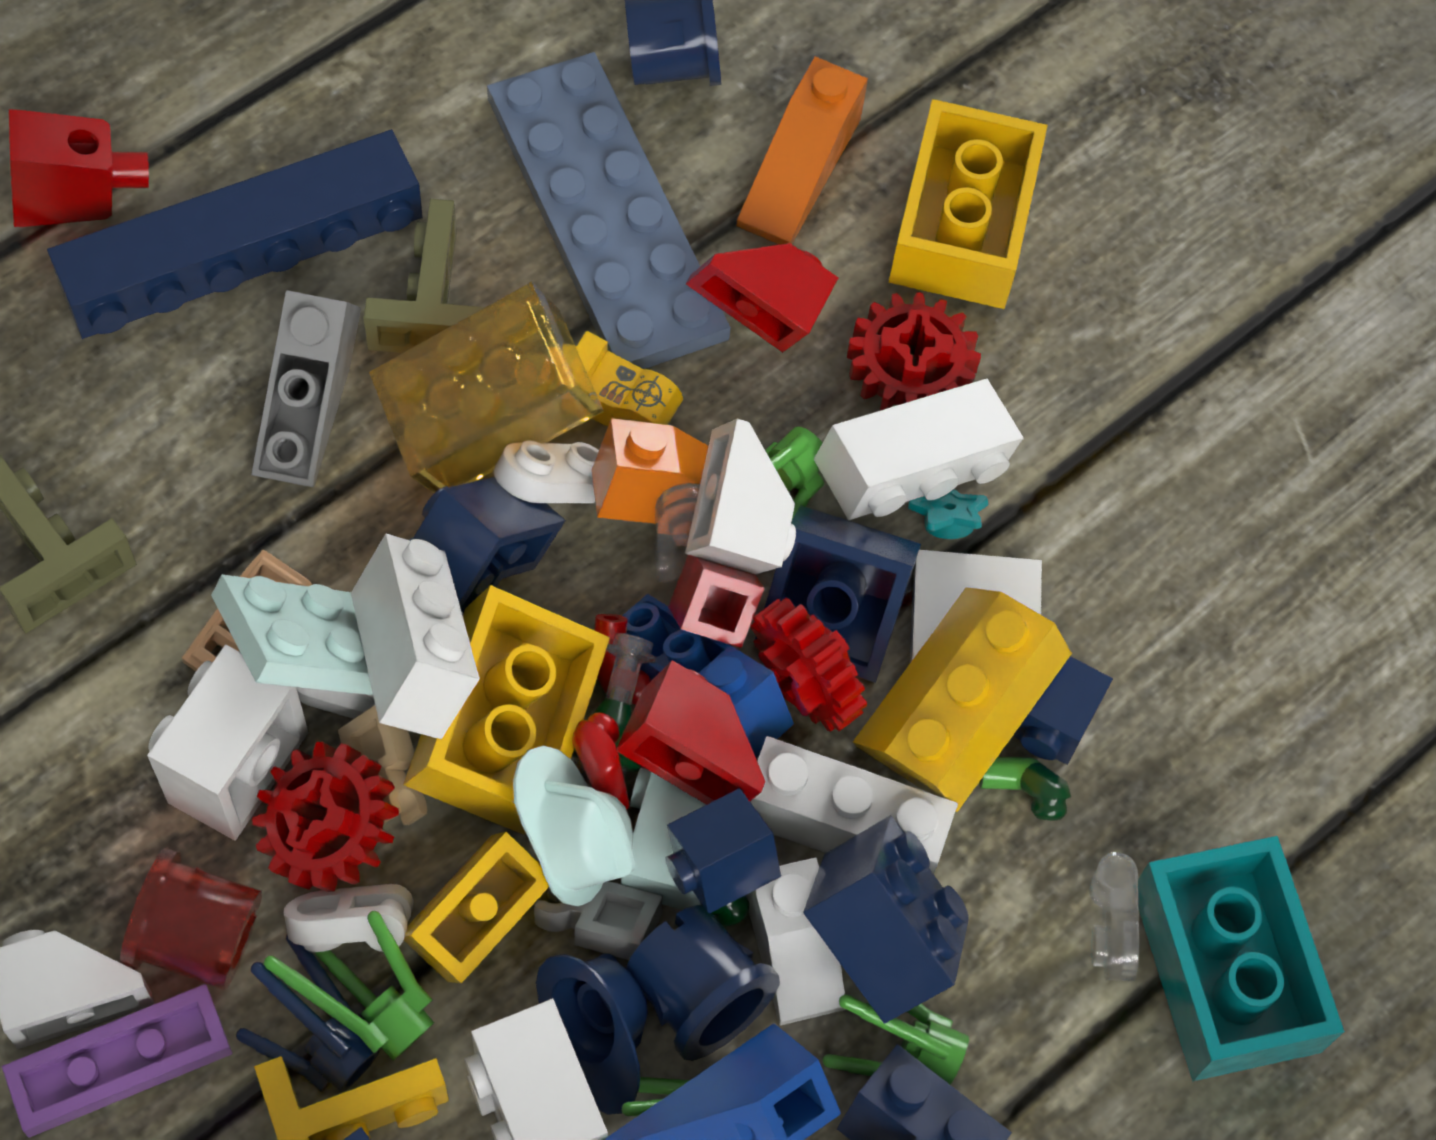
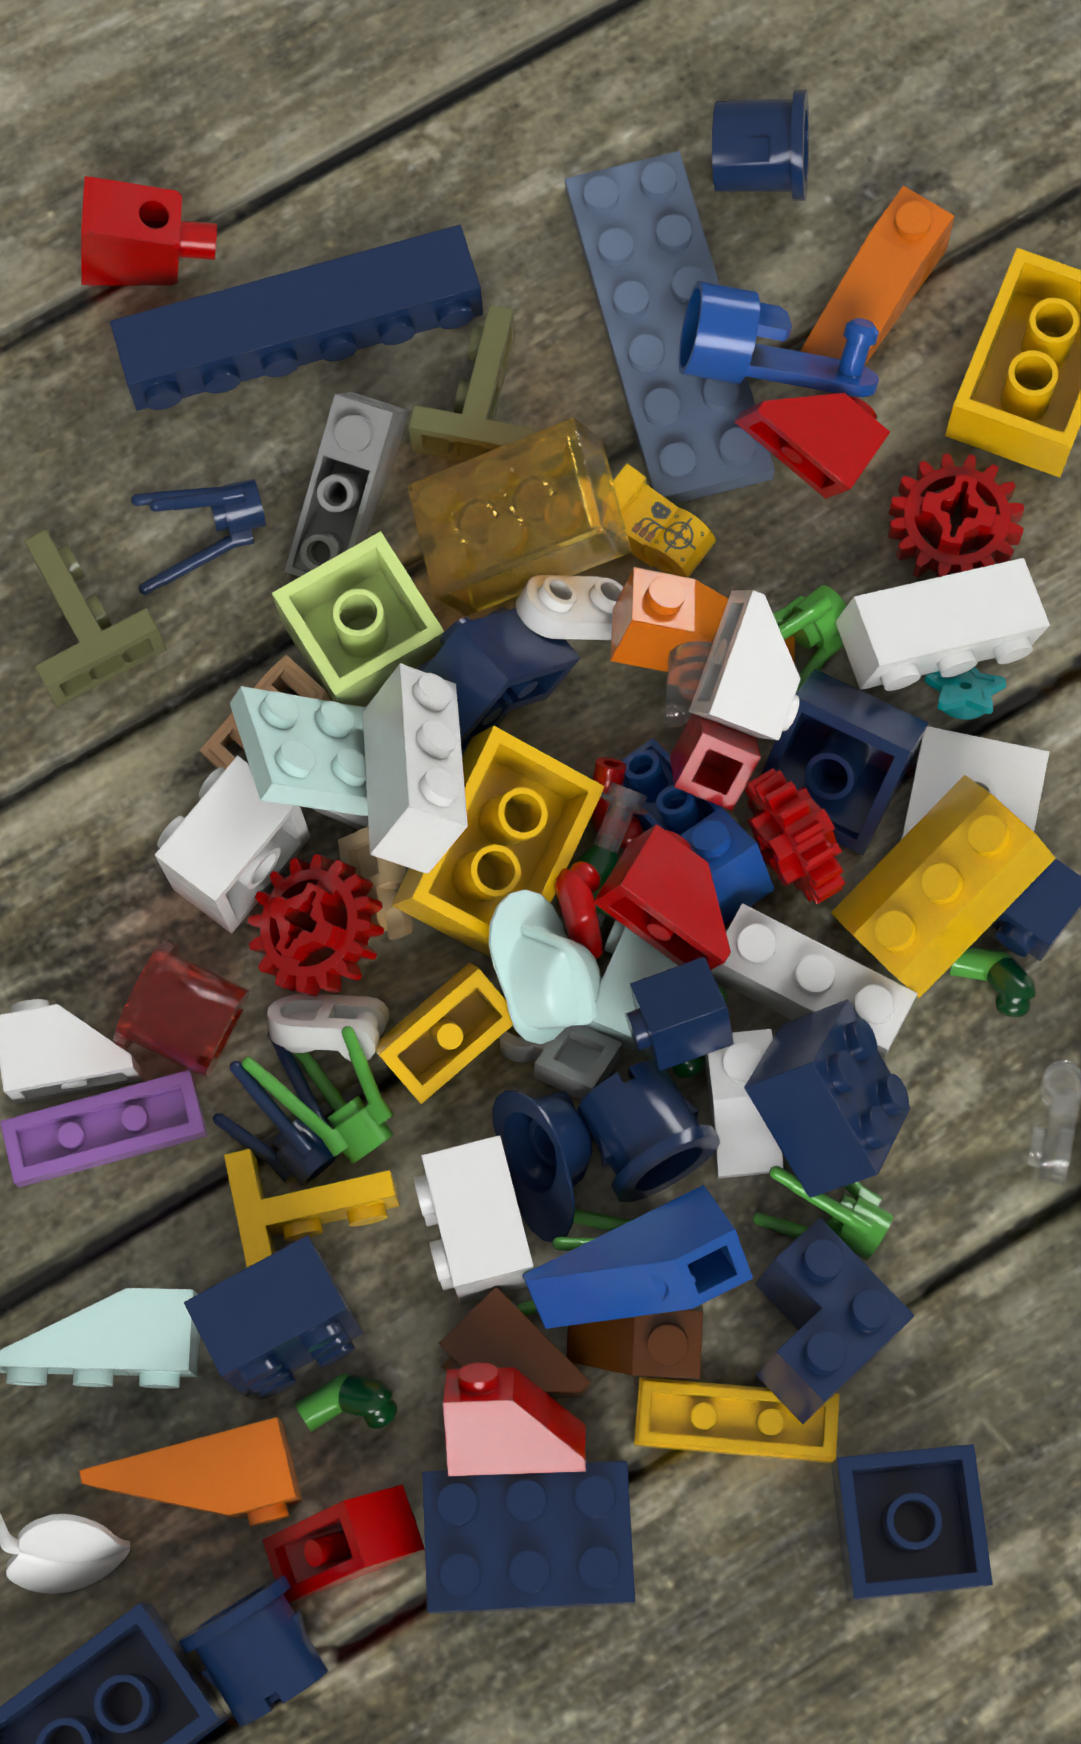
camera: 20 degrees right, 10 degrees up
(190, 417) = (232, 508): none -> dark blue plant
(333, 505) = (358, 620): none -> yellowish green brick
(663, 206) = (721, 345): none -> blue piece

